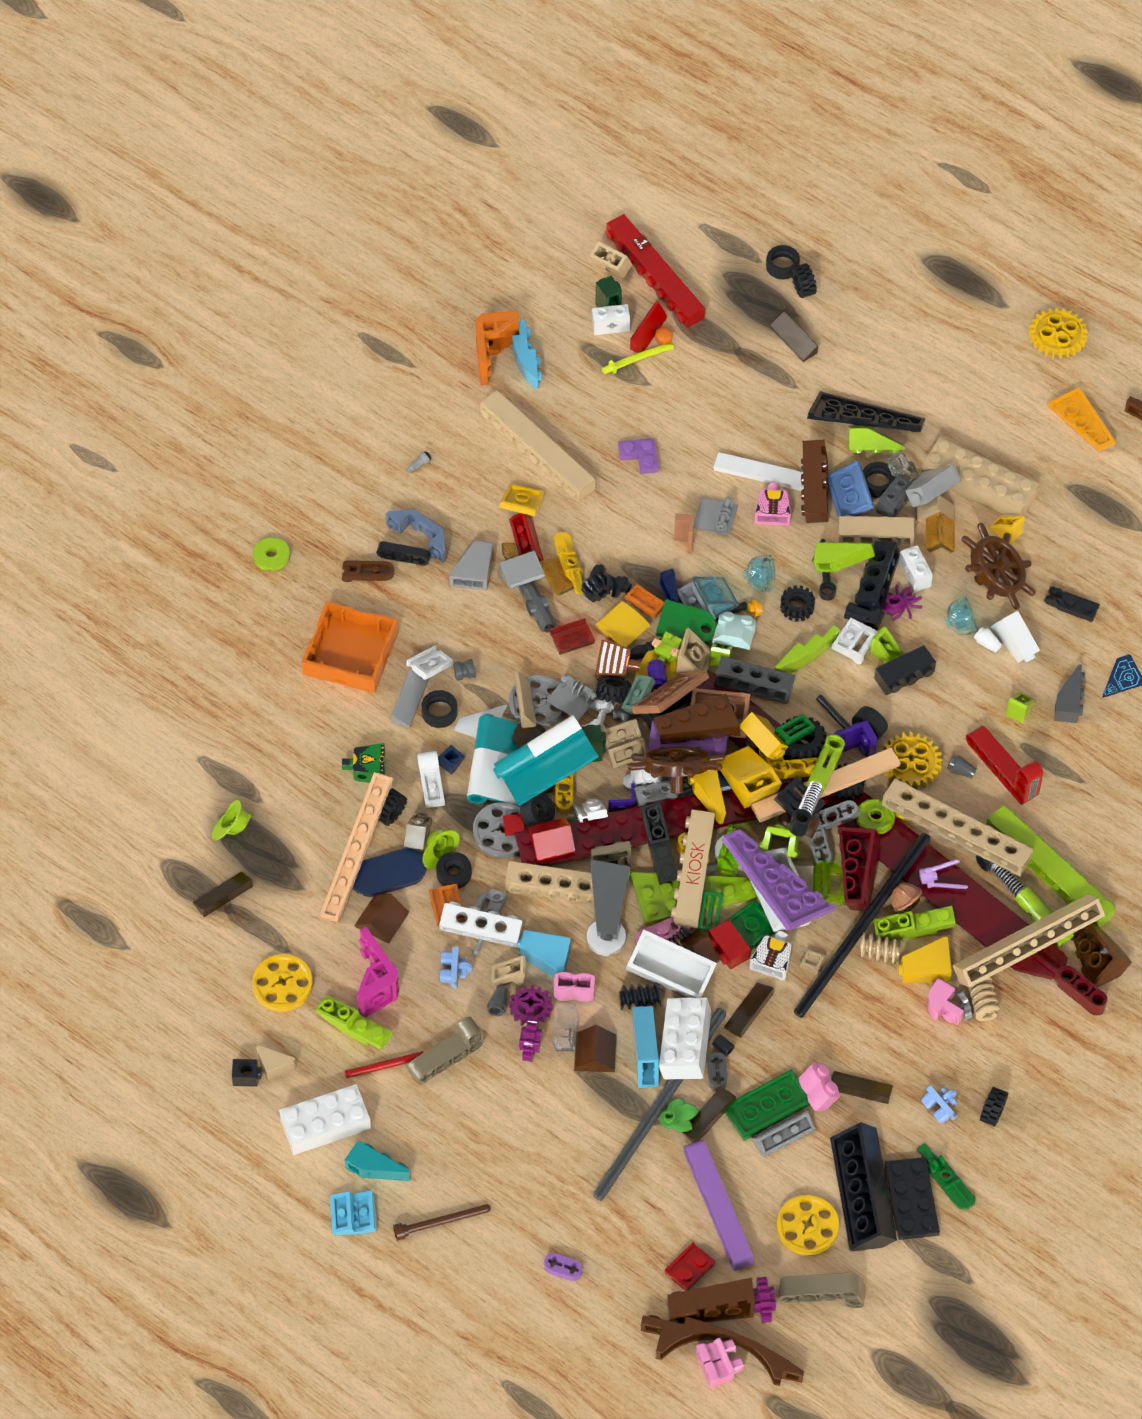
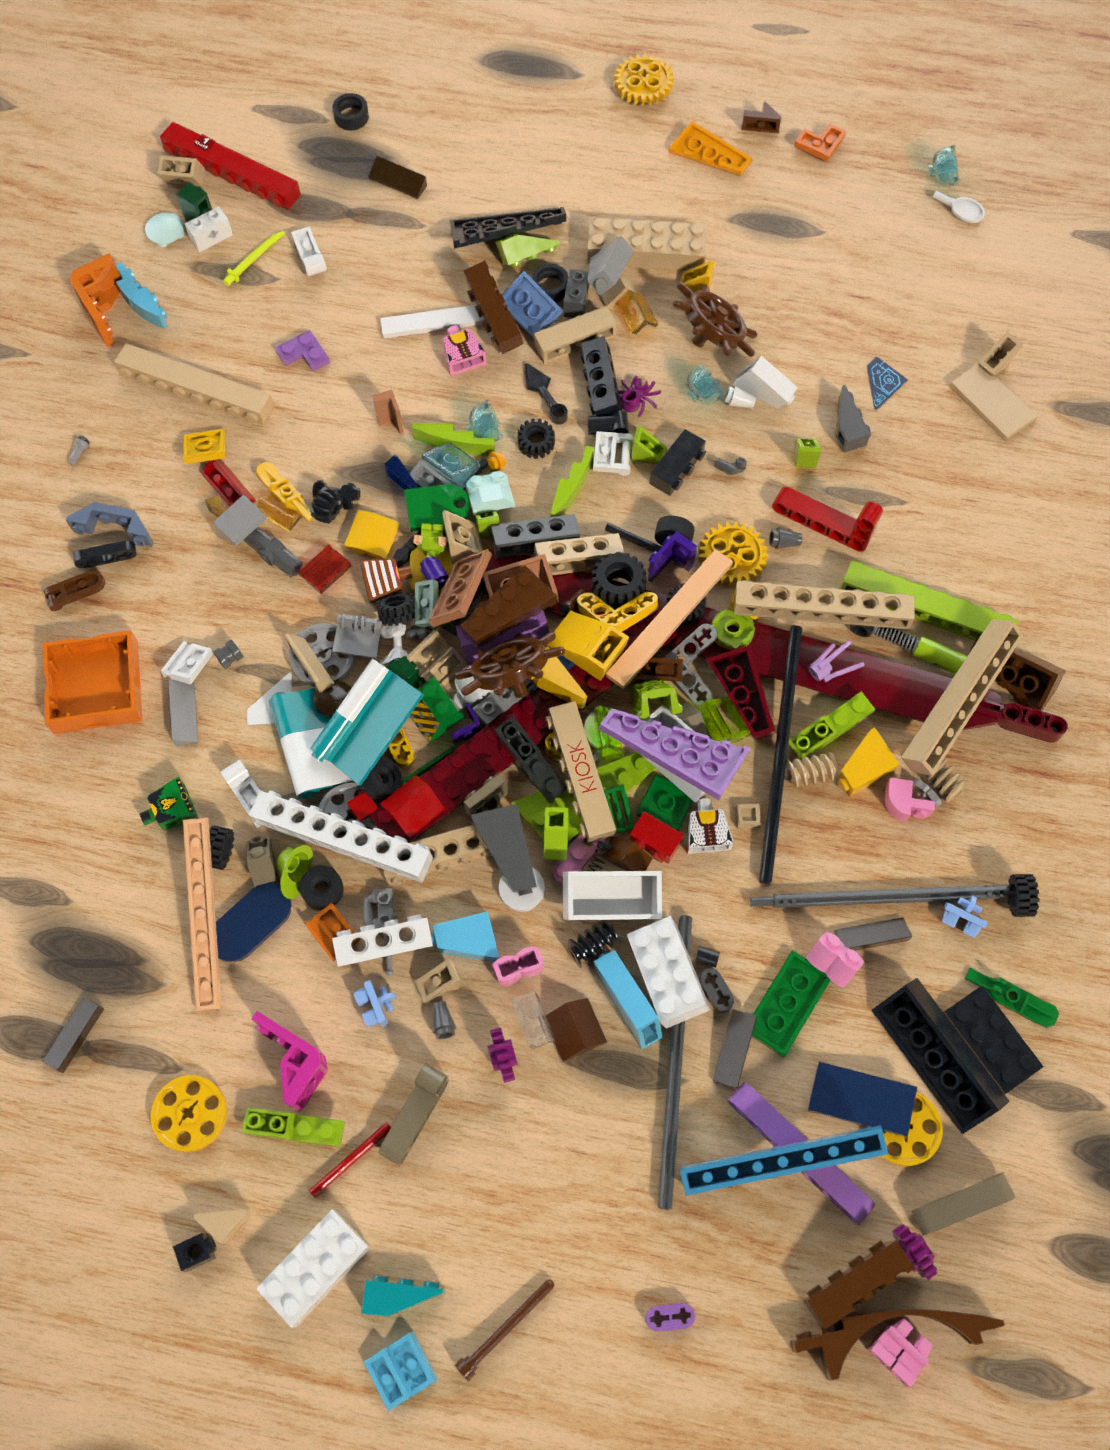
camera: 25 degrees left, 10 degrees up
(232, 821) = (46, 944): lime piece -> none
(383, 917) = (267, 979): reddish brown slope -> none
(439, 721) = (214, 695): black tyre -> none
(450, 759) = (259, 760): dark blue slope -> none
(473, 567) = (186, 538): light grey slope -> none
(523, 999) = (472, 1014): magenta gear -> none
(529, 881) = (413, 868): none -> white brick
(574, 304) = (164, 229): none -> light aqua dish
(591, 810) = (437, 753): white plate -> none
(605, 777) = (436, 710): none -> green slope
(645, 601) = (382, 500): orange plate -> none
(647, 329) = (250, 224): red slope -> none
(651, 904) = (556, 834): none -> lime slope
(663, 335) = (269, 225): orange tile -> none
(679, 1115) = (705, 1060): bright green plate -> none
(686, 371) = (308, 251): none -> white plate
(690, 1267) = (806, 1243): red plate -> none
(700, 1194) = (784, 1160): none -> dark azure brick
(716, 515) = (410, 382): light grey hinge -> none
(722, 568) = (442, 434): none -> lime slope
(749, 1009) = (712, 901): dark brown slope -> none
(763, 735) = (584, 594): yellow slope -> none
(779, 706) = (578, 553): none -> tan brick
(780, 730) = (606, 583): green tile -> none
(784, 1133) = (821, 1028): light grey slope -> none
(785, 1190) = (862, 1099): none -> dark blue tile
(790, 799) = (653, 654): black plate -> none
(803, 280) = (380, 119): black tyre -> none
(816, 784) = (667, 624): piece -> none
(837, 556) = (554, 373): lime slope -> none
(884, 1063) = (882, 896): none -> dark grey axle
(901, 466) = (568, 259): clear leg -> none
(905, 897) = (810, 703): nougat piece -> none
(915, 568) = (633, 356): white brick -> none
(949, 694) = (731, 468): none -> dark grey arm
(1072, 604) = (798, 330): black hinge -> none

